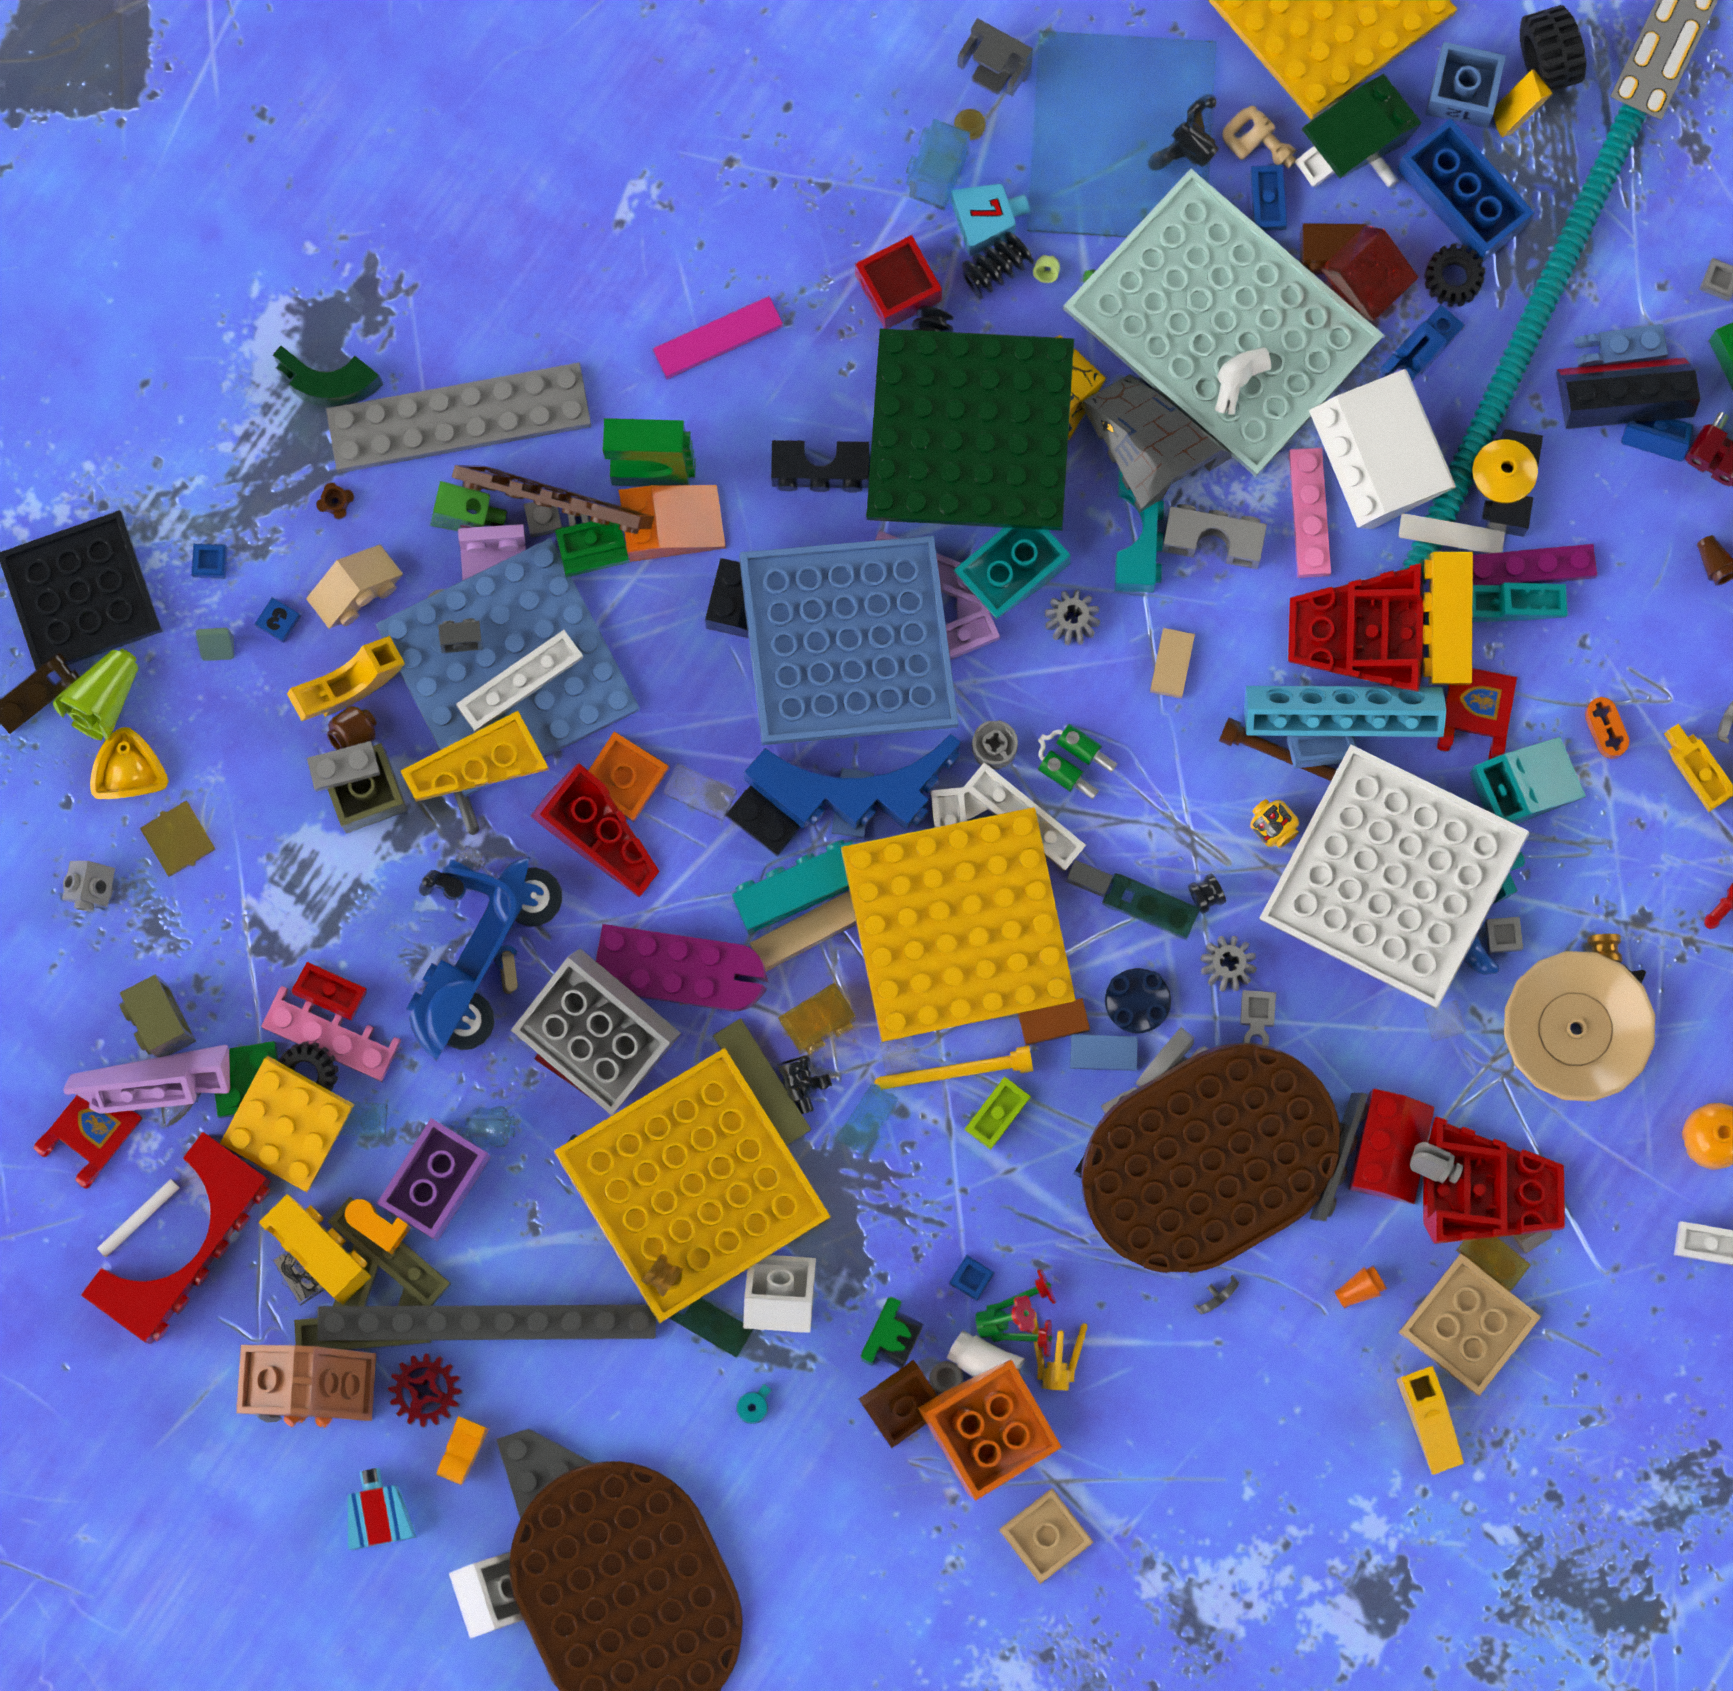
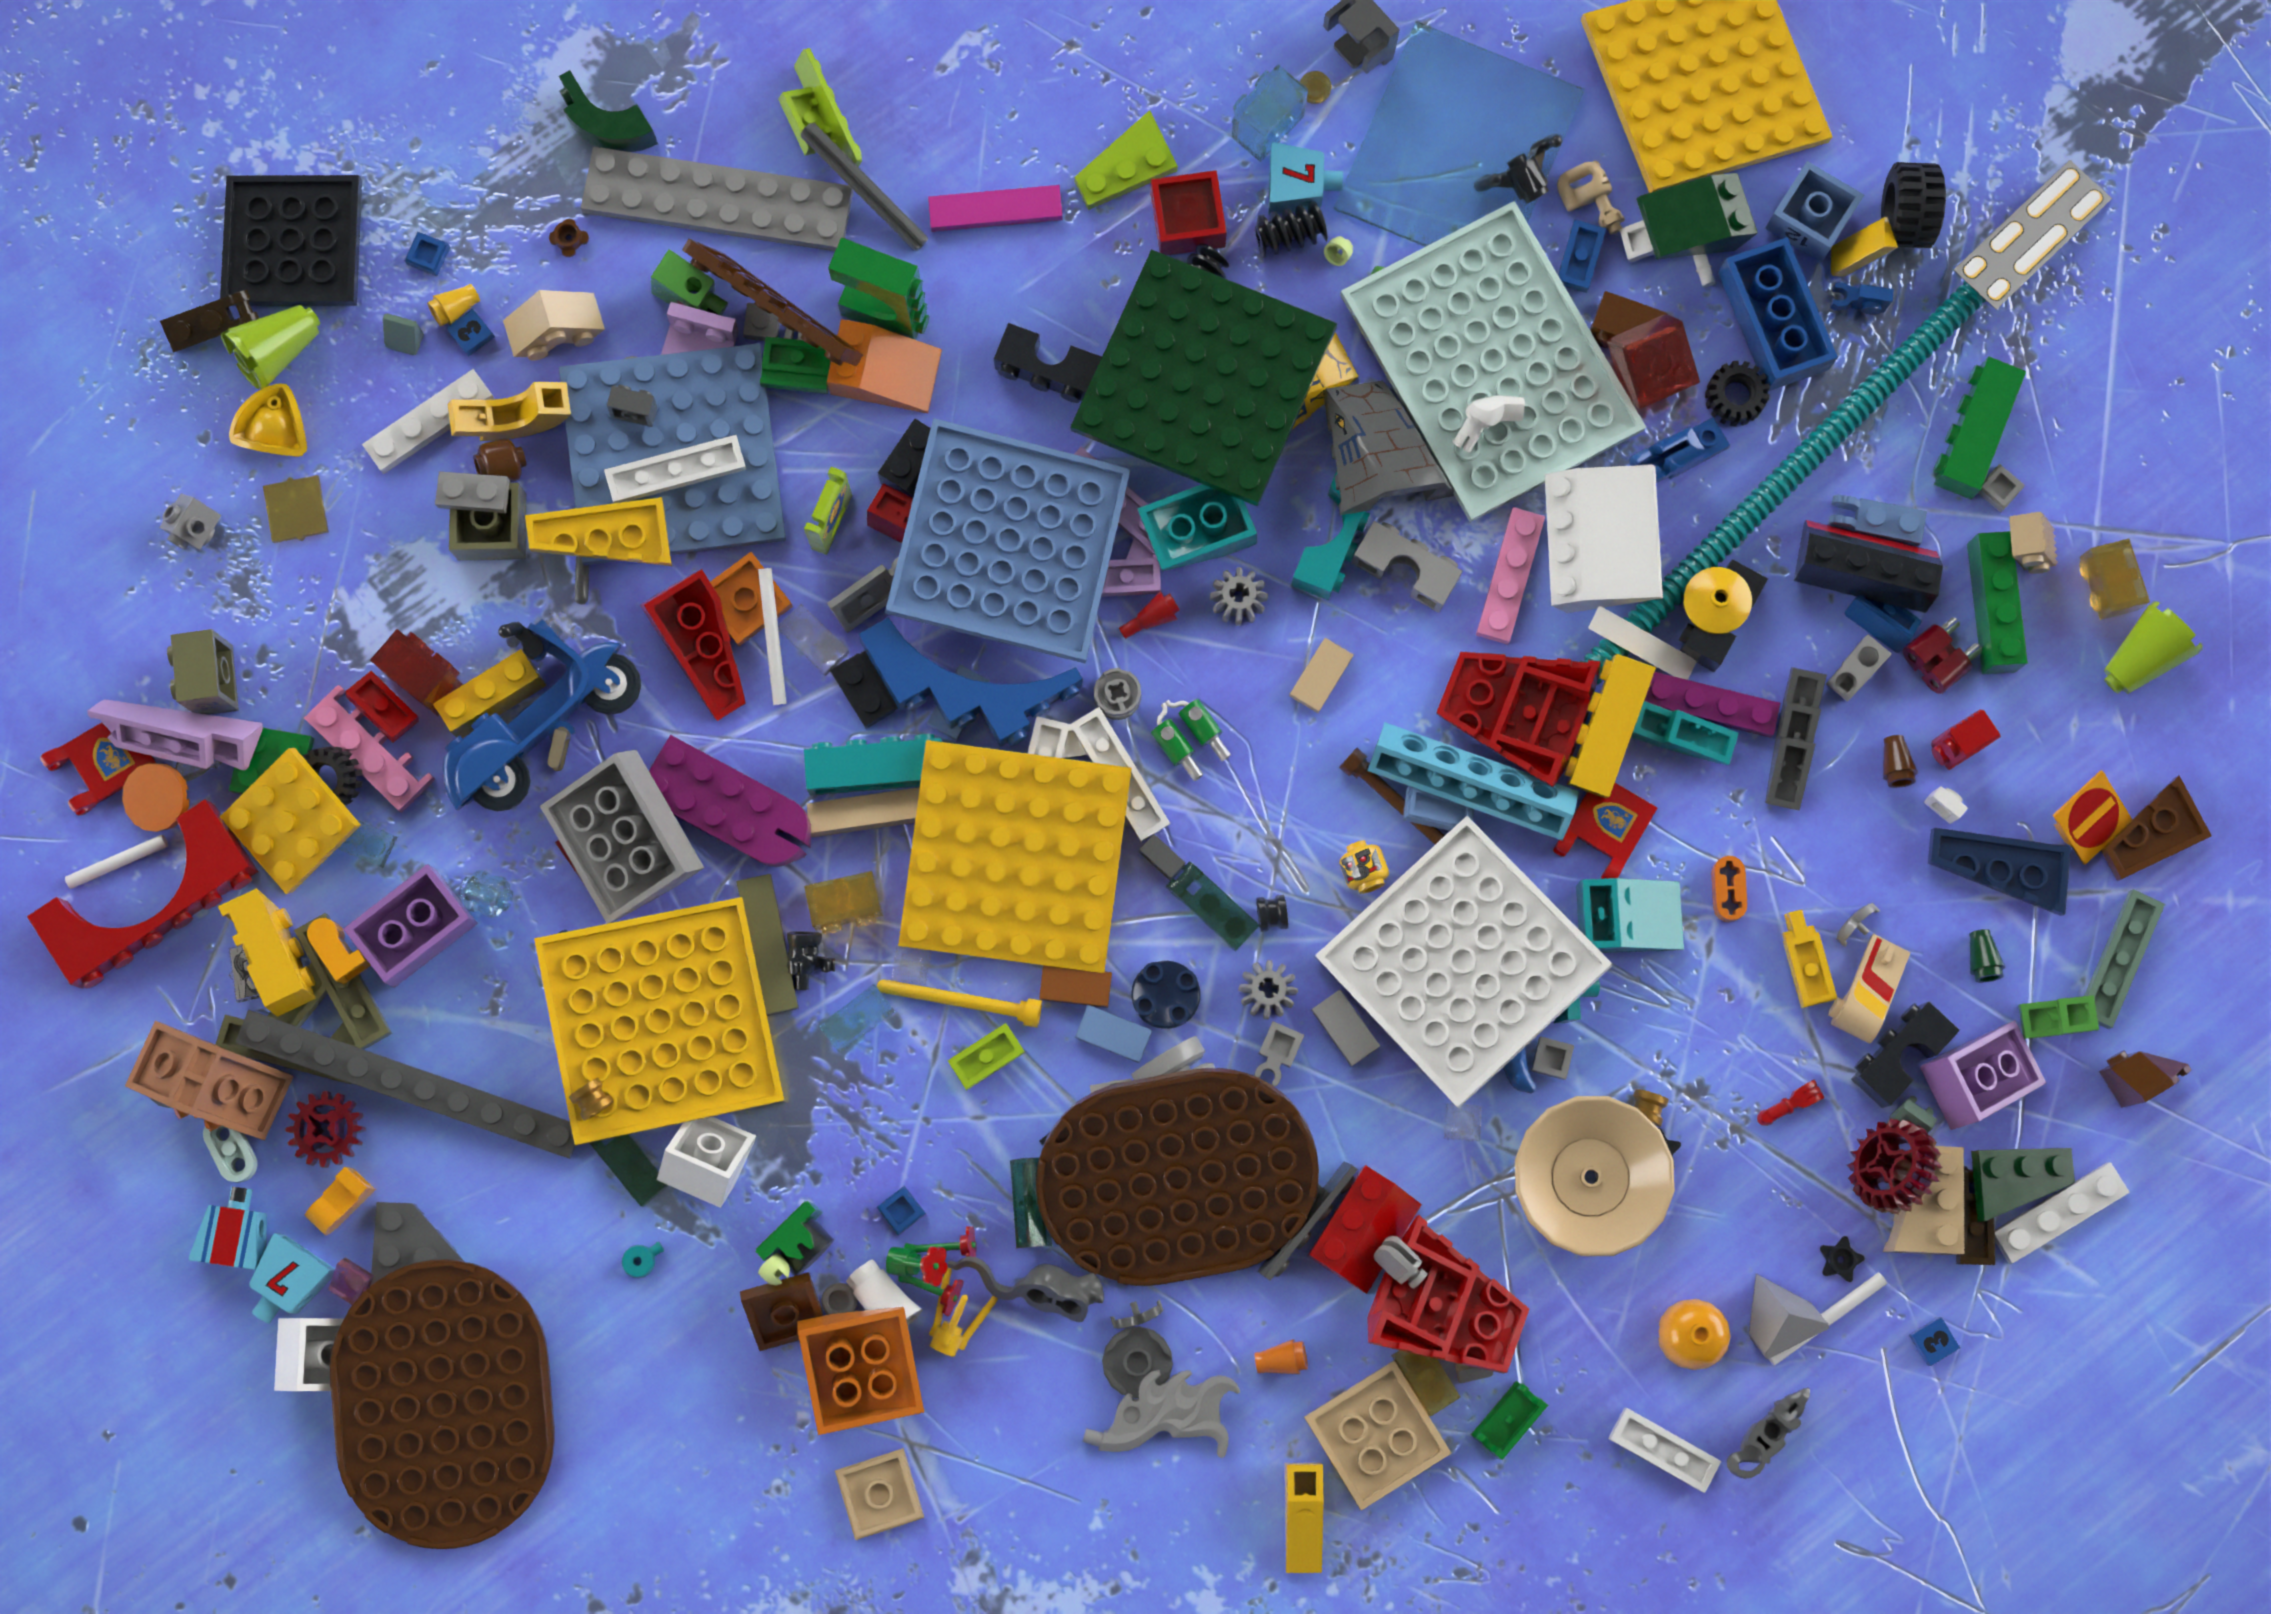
camera: 15 degrees right, 0 degrees up
(153, 1146) = (155, 796): none -> orange tile
(251, 600) = (452, 304): none -> yellow cone
(267, 717) = (422, 423): none -> white plate
(345, 1440) = (227, 1152): none -> light aqua plate
(353, 948) = (413, 668): none -> clear red brick
(425, 944) = (490, 693): none -> yellow brick
(442, 1535) = (287, 1277): none -> medium azure torso
(500, 1518) = (349, 1280): none -> clear pink plate
(523, 309) = (817, 105): none -> lime bracket
(592, 360) = (863, 186): none -> dark grey axle
(662, 802) = (772, 636): none -> white bar
(674, 658) = (829, 511): none -> lime container
(730, 652) = (889, 512): none -> red hinge
(734, 735) = (863, 597): none -> light grey plate
(823, 255) = (1126, 164): none -> lime wing
(882, 1367) = (773, 1269): none -> yellowish green hinge
(1003, 657) = (1155, 613): none -> red cone
(1091, 1246) = (1028, 1222): none -> piece
(1126, 1301) = (1043, 1288): none -> dark grey animal
(1232, 1337) = (1132, 1356): none -> dark grey tile
(1276, 1366) = (1168, 1407): none -> light grey piece
(1309, 973) = (1345, 1028): none -> light grey tile
(1540, 147) = (1868, 298): none -> blue plate
(1581, 1269) = (1509, 1420): none -> green hinge
(1617, 571) = (1795, 738): none -> dark grey slope
(1651, 487) = (1858, 667): none -> light grey leg
(1682, 231) = (1979, 427): none -> green brick

